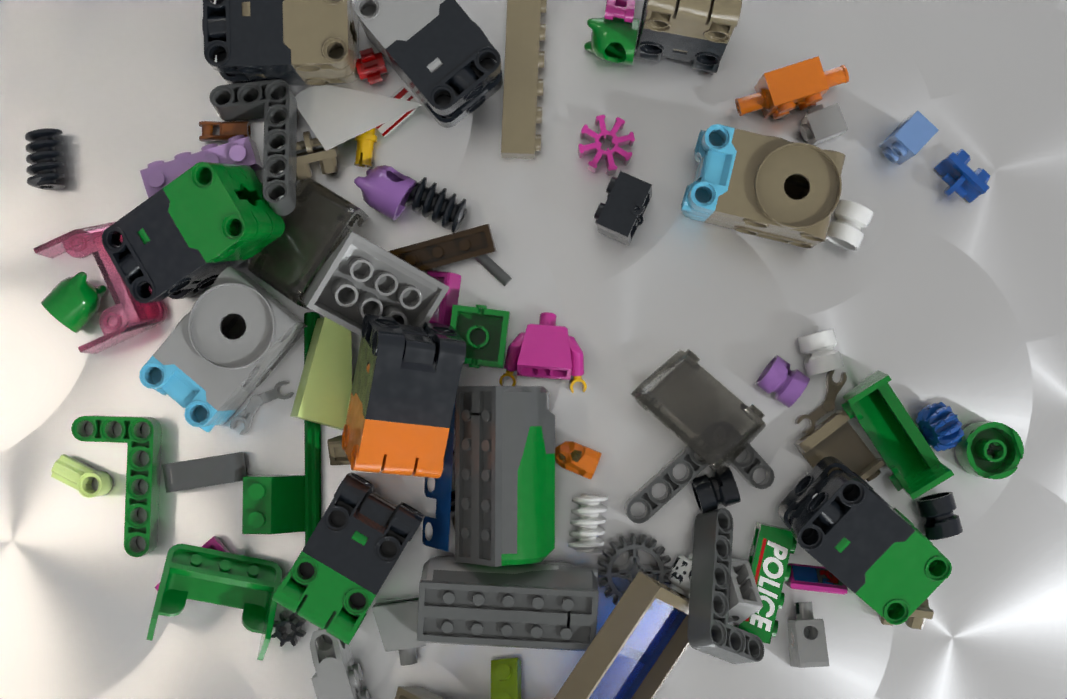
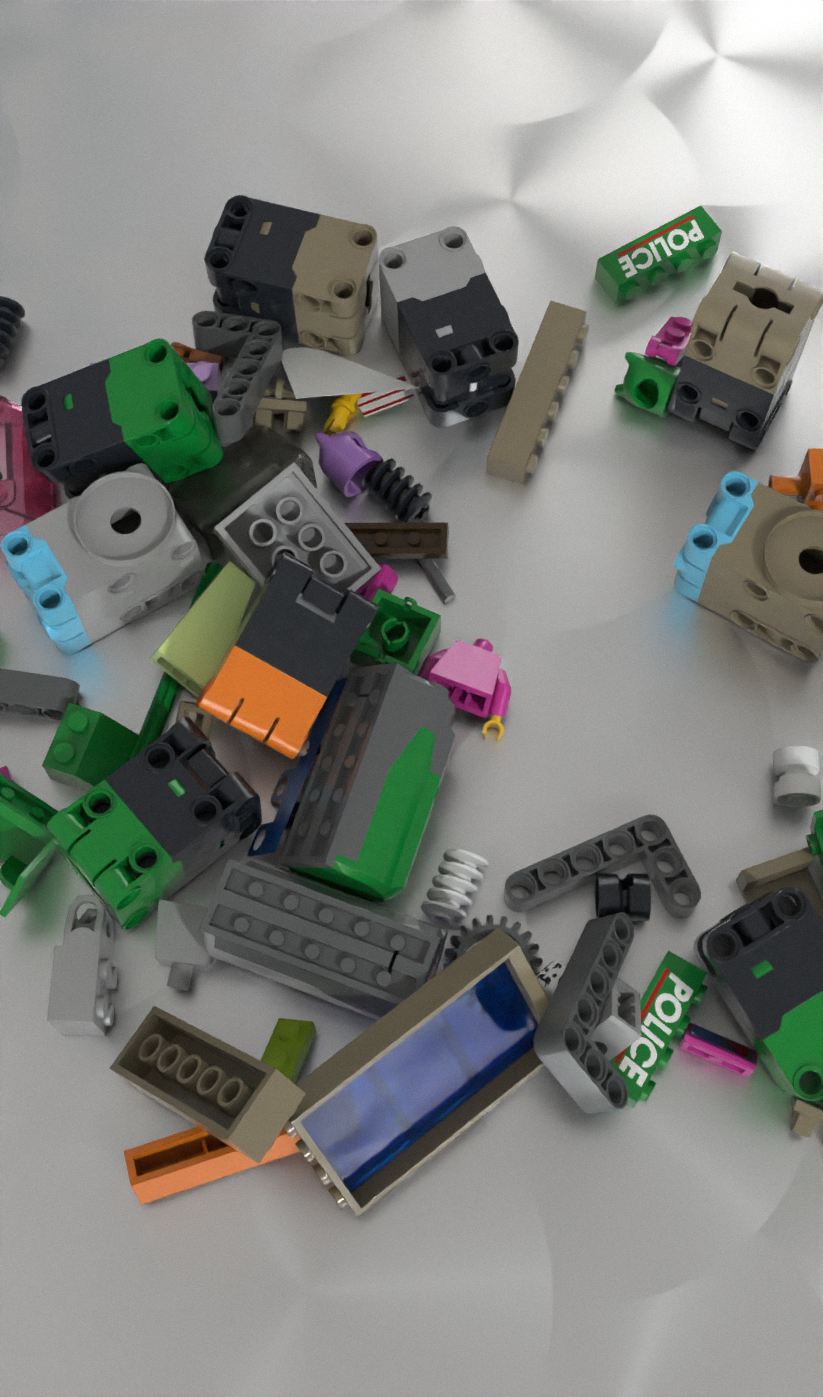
camera: 20 degrees right, 20 degrees down
(257, 401) = (116, 640): light grey piece -> none
(280, 630) = (52, 909): black gear -> none
(371, 66) = (375, 339): red gear -> none
(577, 458) = (466, 812): orange rock -> none
(595, 145) = (607, 487): dark pink gear -> none
(624, 205) = (608, 549): black brick -> none
(699, 410) = (631, 792): clear smoke windscreen -> none
(782, 381) = (741, 796): medium lavender wheel -> none
(811, 650) = (687, 1116): light grey torso -> none
(827, 405) = (789, 845): dark tan piece -> none

